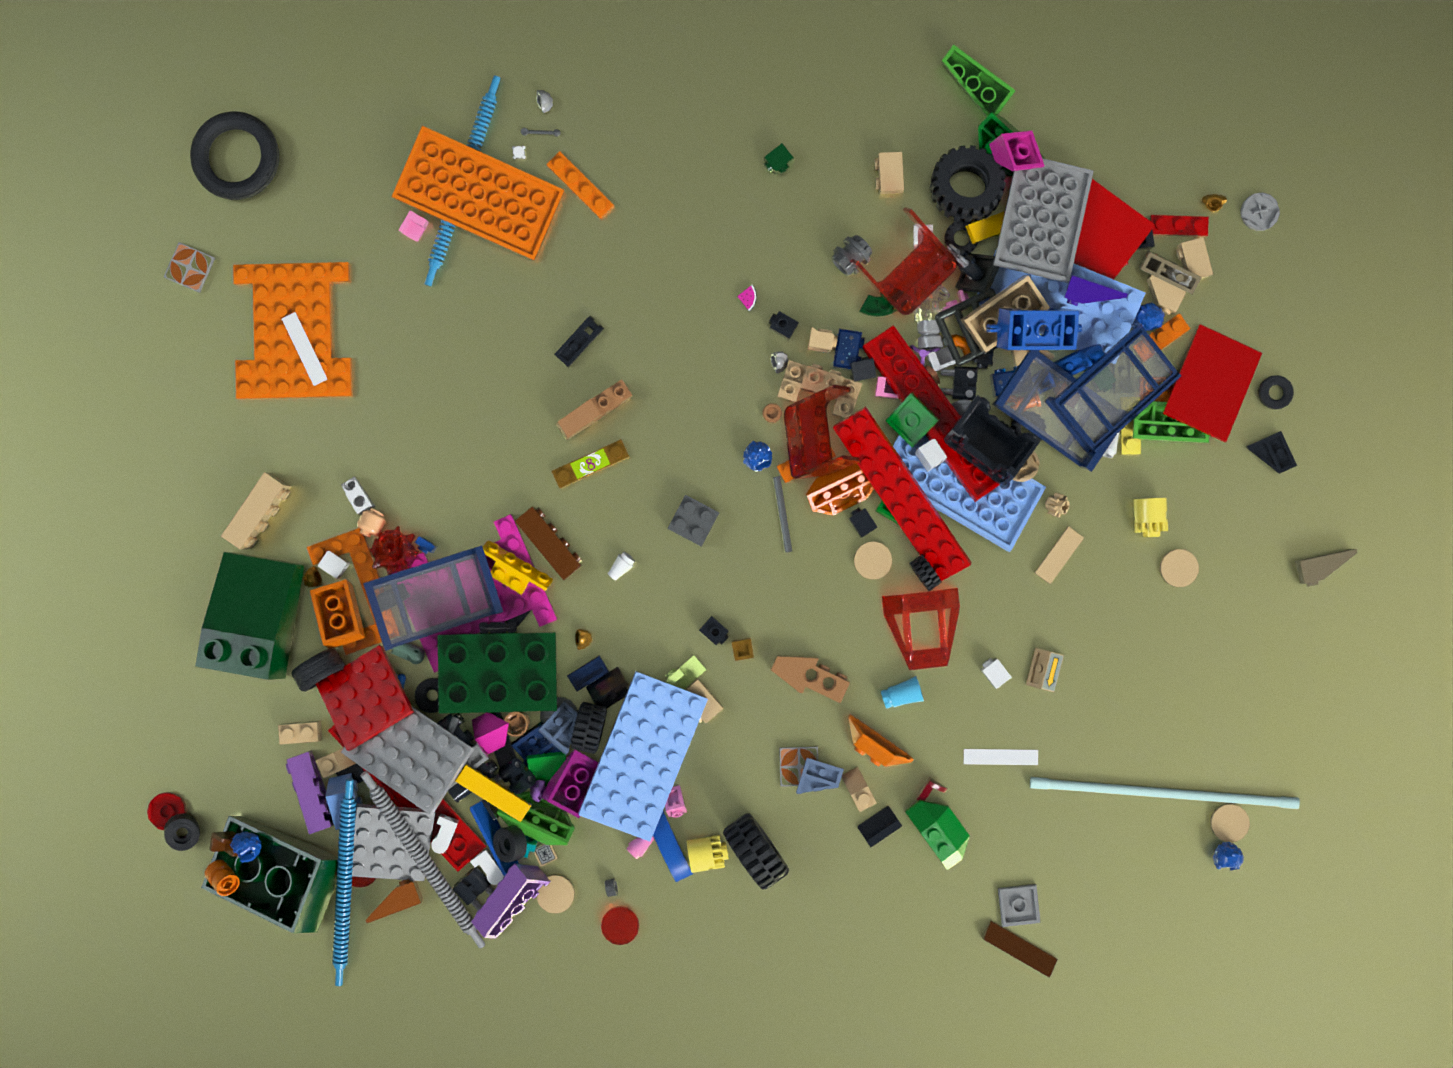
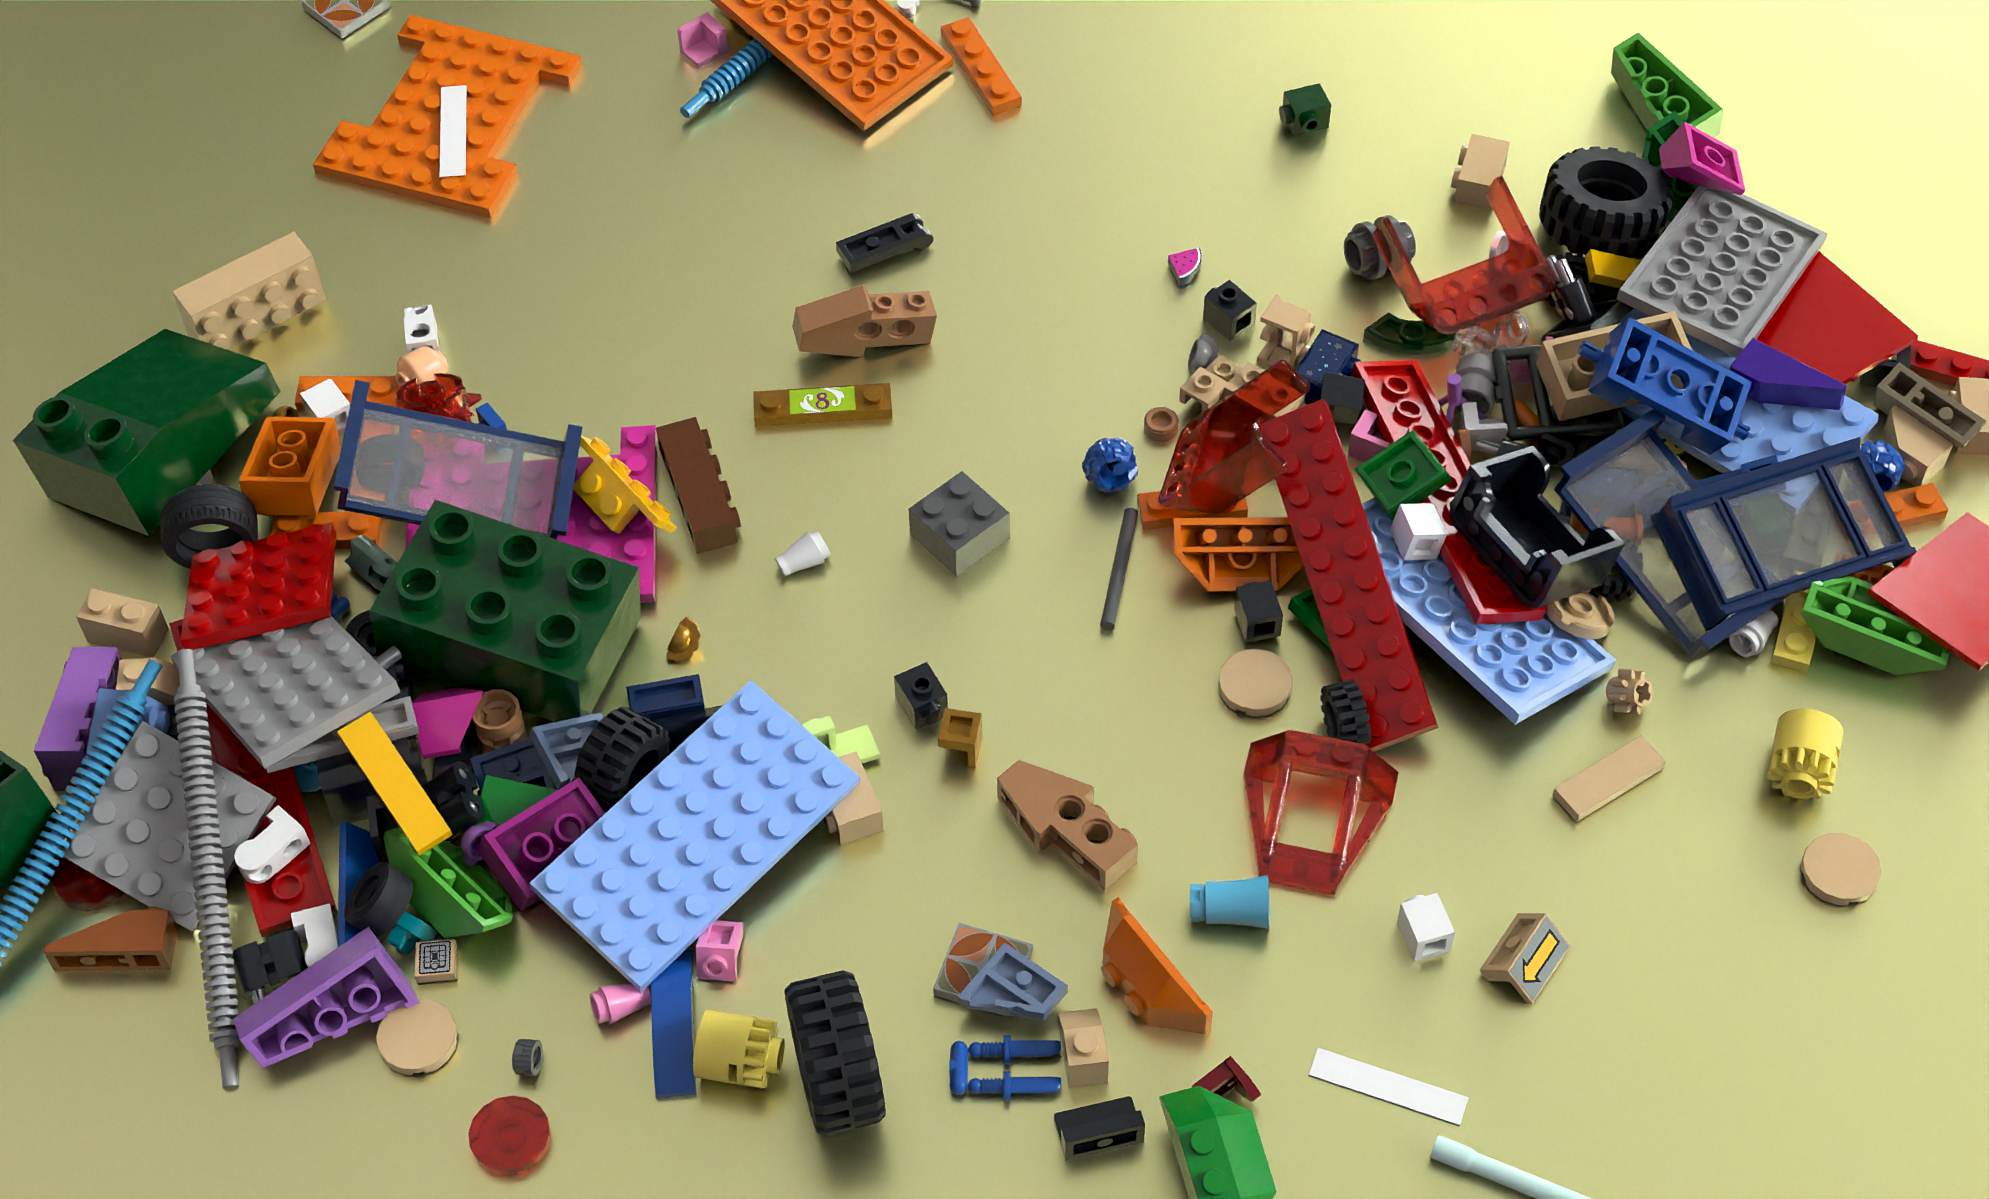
camera: 25 degrees right, 35 degrees down
(831, 820) = (1009, 1048): none -> blue piece

